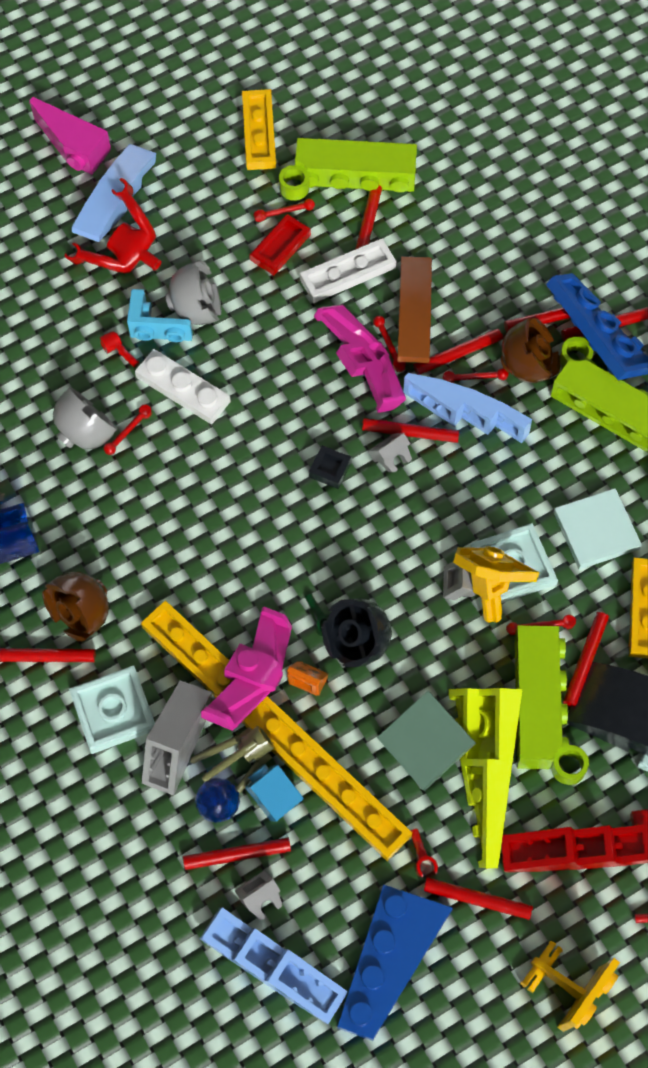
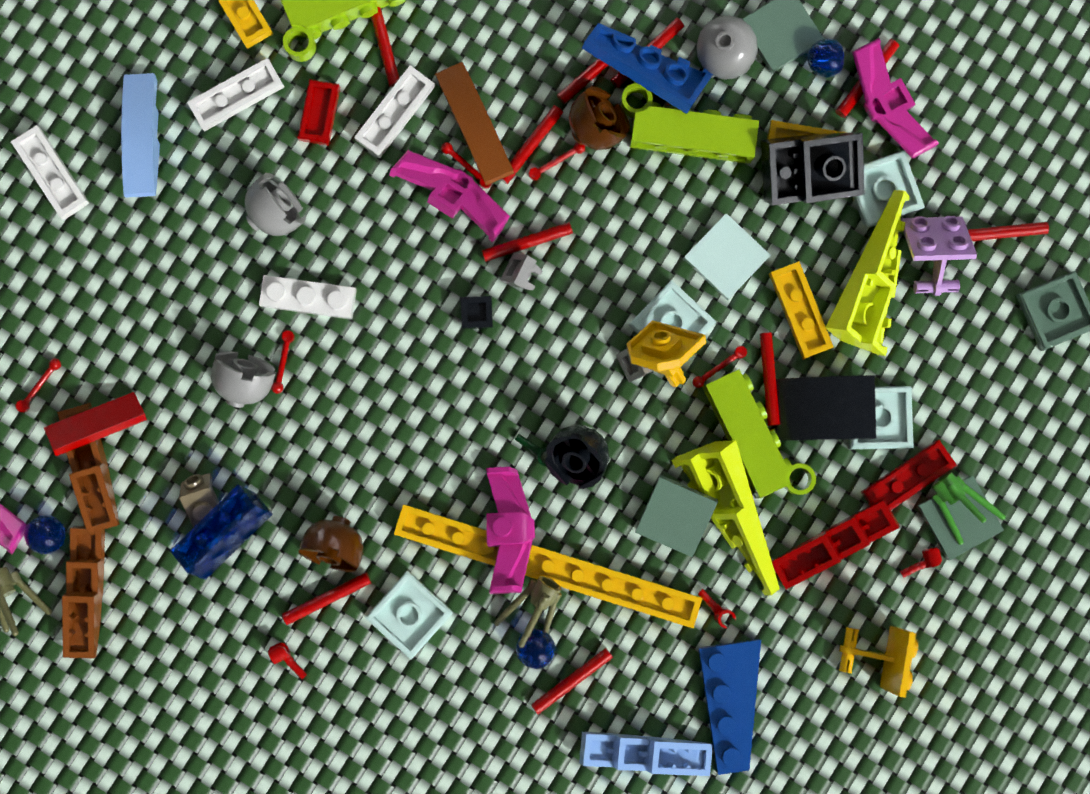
camera: 30 degrees left, 20 degrees up
(21, 189) = (50, 172): none -> white plate
(76, 140) = (76, 97): dark pink slope -> none
(112, 342) = (222, 286): red hand -> none
(126, 243) = (180, 181): red piece -> none
(145, 327) = (232, 245): medium azure bracket -> none
(174, 737) = (475, 614): light grey slope -> none
(215, 198) = (235, 94): none -> white plate
(257, 891) = (606, 705): light grey tile -> none
(260, 215) = (322, 58): red hinge -> none
(273, 791) = (577, 622): dark azure brick -> none
(306, 677) = (553, 507): orange slope -> none
(457, 402) = (552, 198): light blue slope -> none
(478, 898) = (775, 620): red bar -> none

